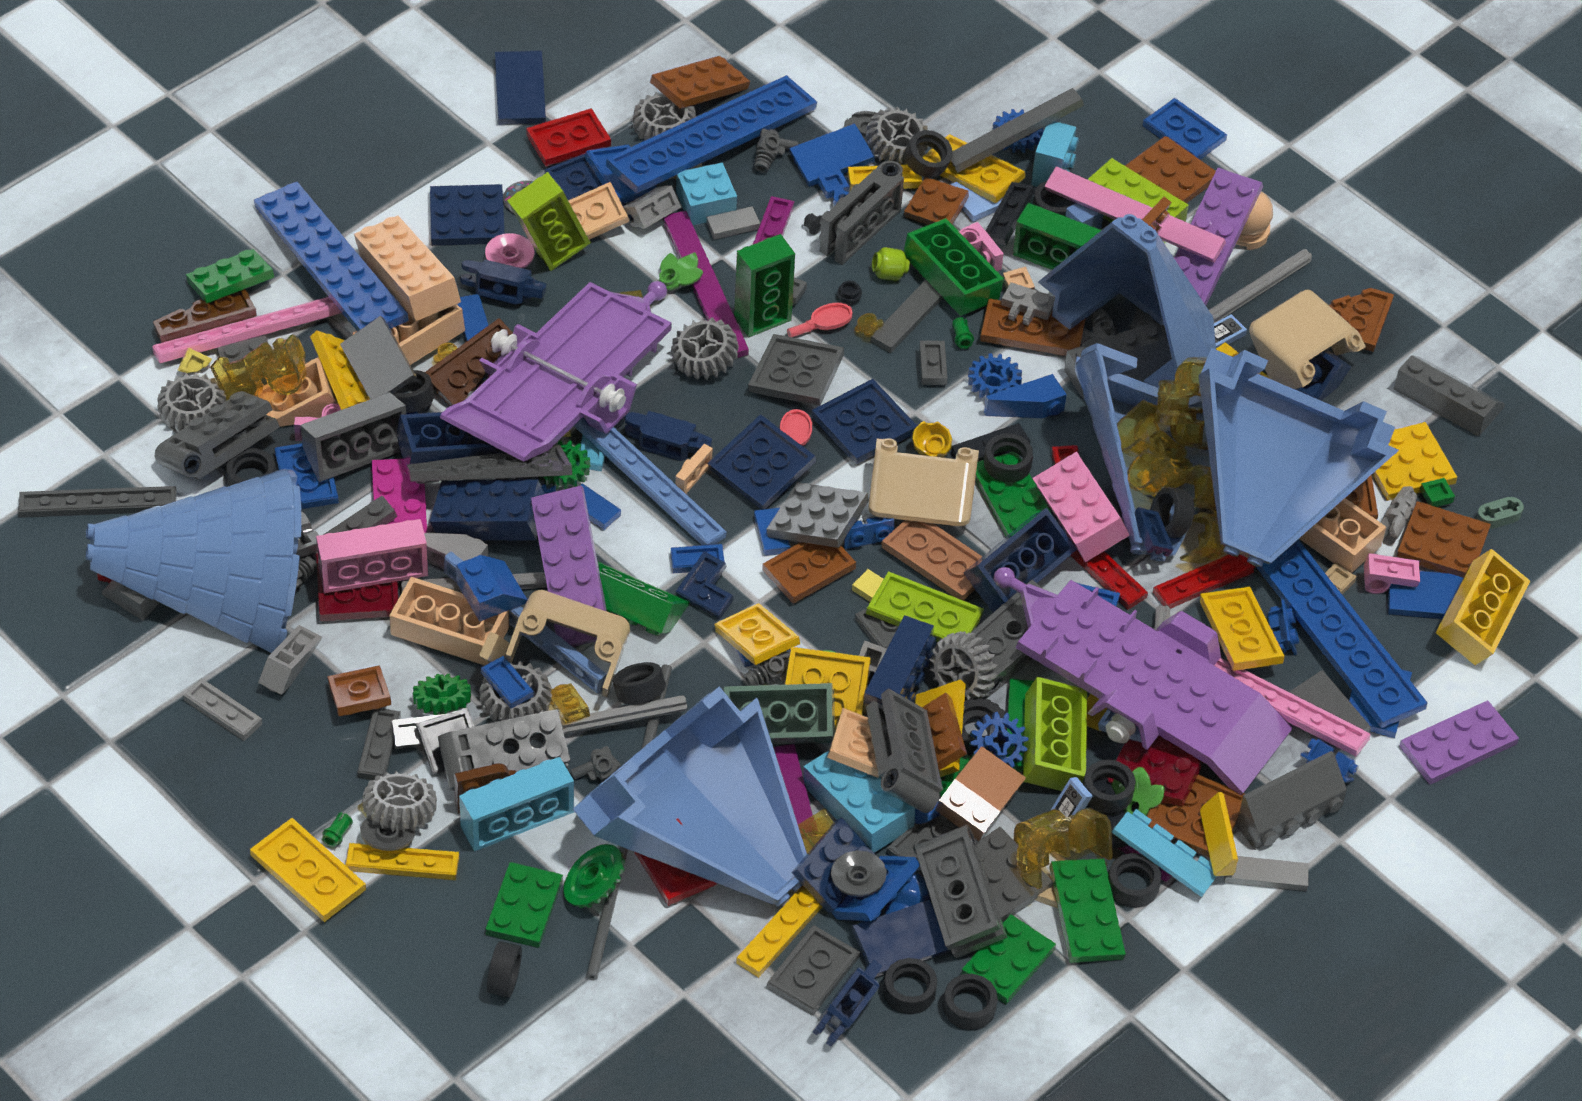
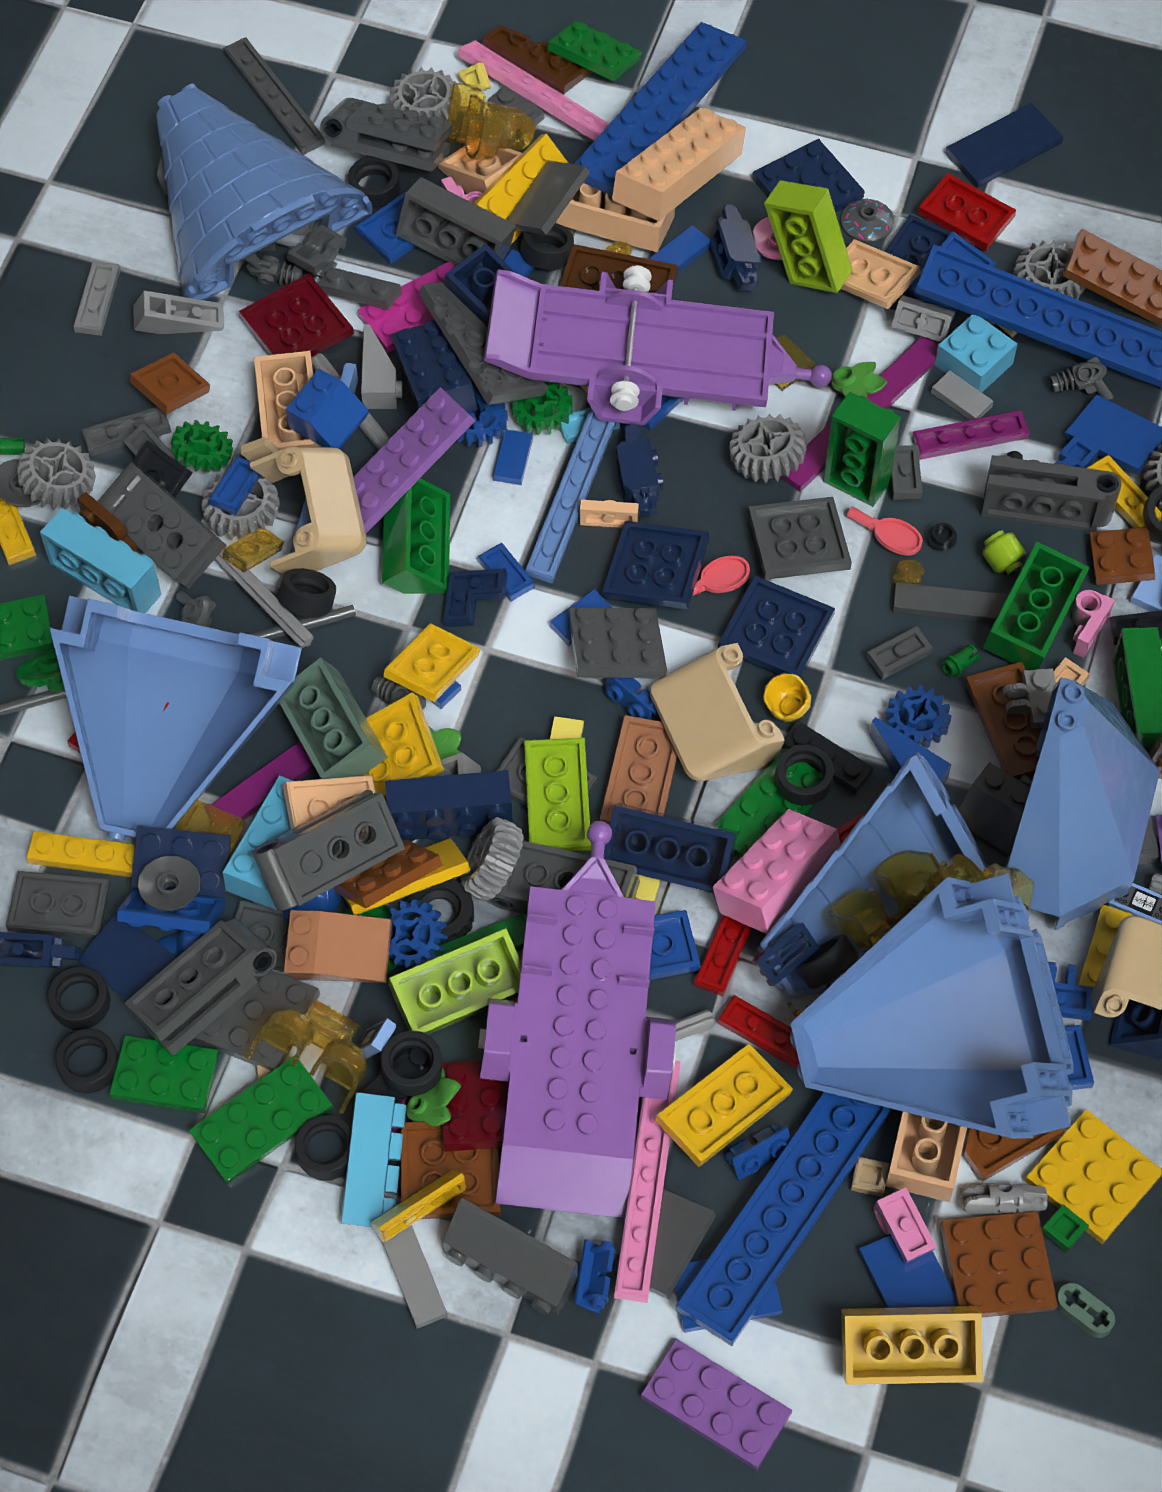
camera: 65 degrees right, 10 degrees up
(372, 555) = (311, 308): bright pink brick -> none
(807, 568) = (547, 668): dark orange plate -> none

